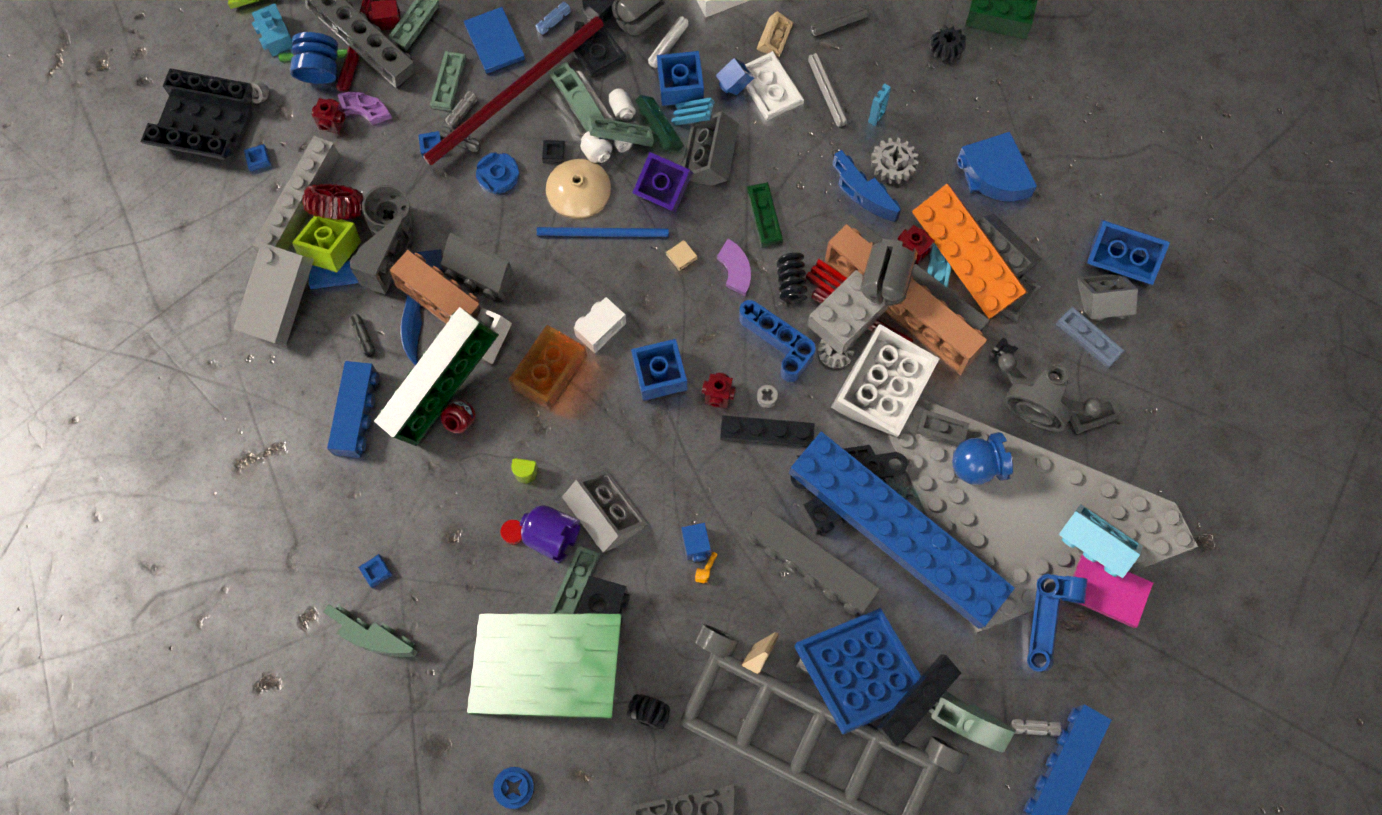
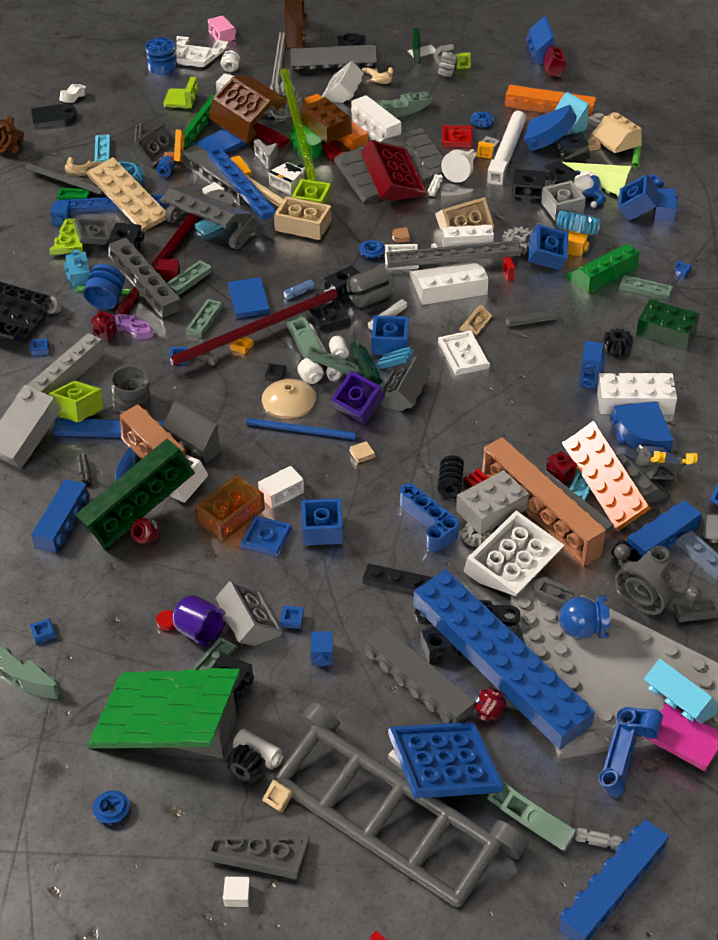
camera: 10 degrees right, 25 degrees down
(333, 201) = (88, 375): dark red gear -> none
(379, 254) = (106, 411): dark grey slope -> none
(461, 109) = (218, 330): light grey axle -> none
(497, 173) = (226, 380): blue tile -> none
(504, 117) = (242, 345): none -> light orange tile
(524, 470) = (189, 576): lime brick -> none
(597, 394) = (266, 536): none -> blue tile
(653, 504) = (292, 617): none -> blue plate
(656, 686) = (271, 753): none -> white brick
(690, 740) = (278, 795): none -> tan tile
(702, 575) = (323, 675): light orange hand -> none
(718, 390) = (368, 544): dark red brick -> none
(734, 77) = (434, 340): brick -> none
(737, 266) = (406, 465): medium lavender tile -> none
(759, 653) = (358, 732): tan slope -> none
(764, 214) = (438, 434): dark green tile -> none
(767, 404) = (410, 562): light grey bush -> none
(828, 90) = (511, 360): light grey axle -> none
(869, 194) = (526, 429): blue slope -> none
(879, 105) = (550, 370): dark azure tile -> none
(888, 272) = (528, 465): dark grey cylinder -> none
(895, 584) = (490, 704): none -> dark red head
(905, 160) = (556, 411): light grey gear -> none
(919, 700) = (490, 785): black plate -> none
(926, 87) = (592, 364): none -> blue brick
(981, 118) = (636, 388): none -> white piece
(1025, 220) = (660, 464): none -> dark grey torso
(1044, 314) = (665, 528): none -> blue brick

